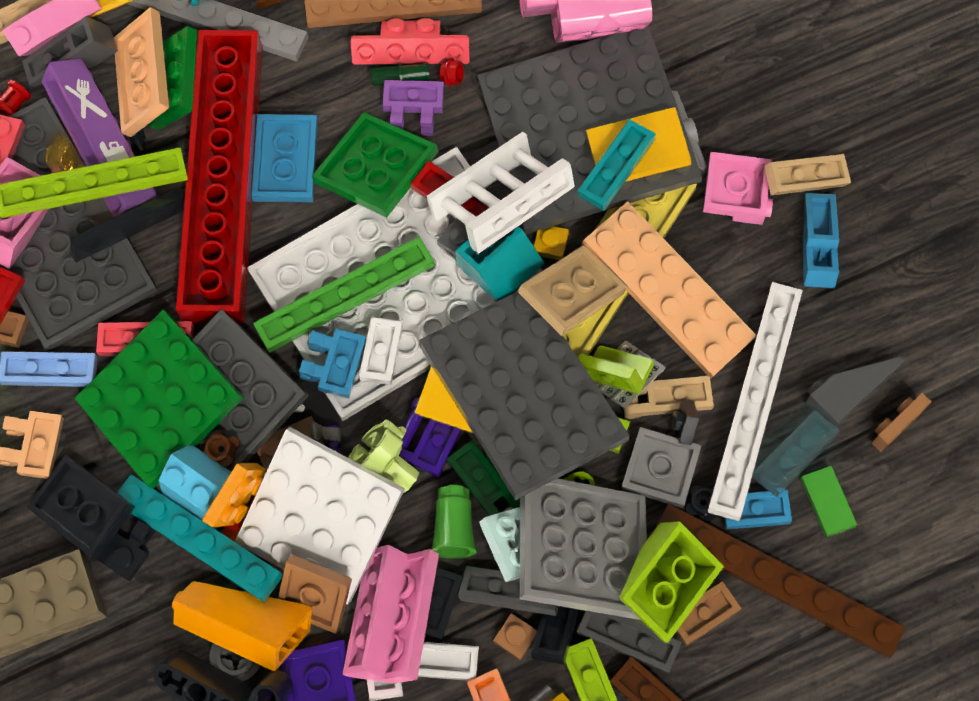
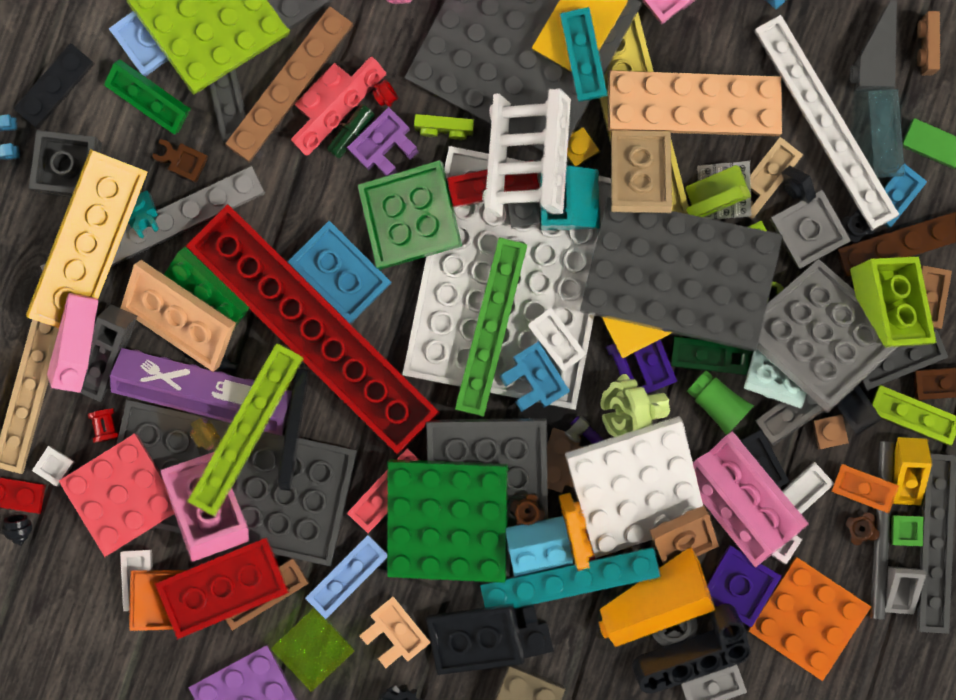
camera: 45 degrees left, 15 degrees up
(460, 122) = (432, 125): none -> lime plate

